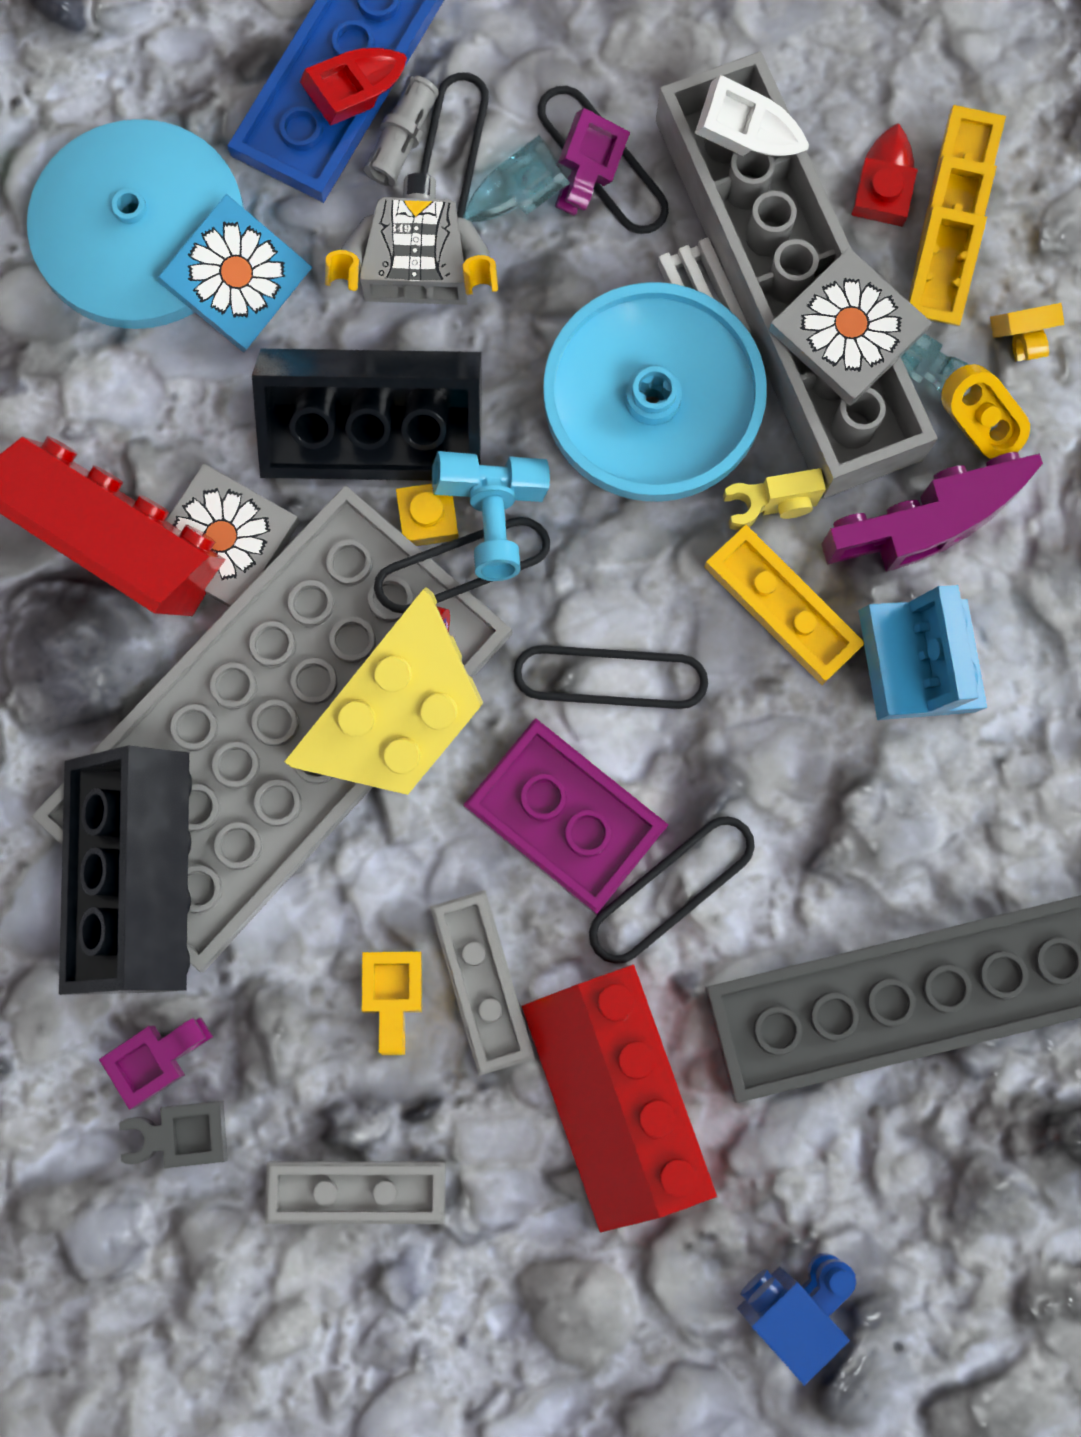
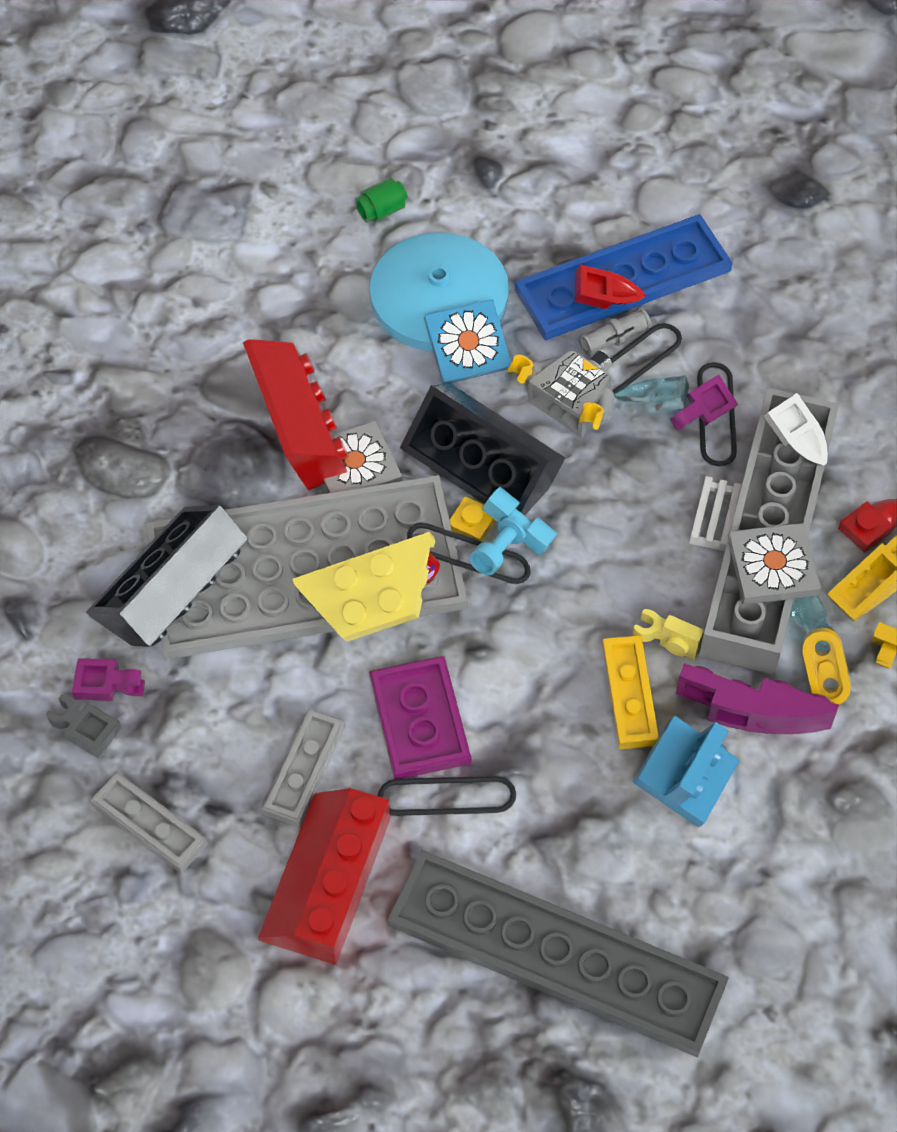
camera: 40 degrees right, 20 degrees down
(392, 988) = (250, 733): yellow plate -> none
(605, 653) = (496, 680): black piece -> none
(662, 346) = (643, 536): medium azure dish -> none
(796, 1317) = (324, 1045): blue brick -> none

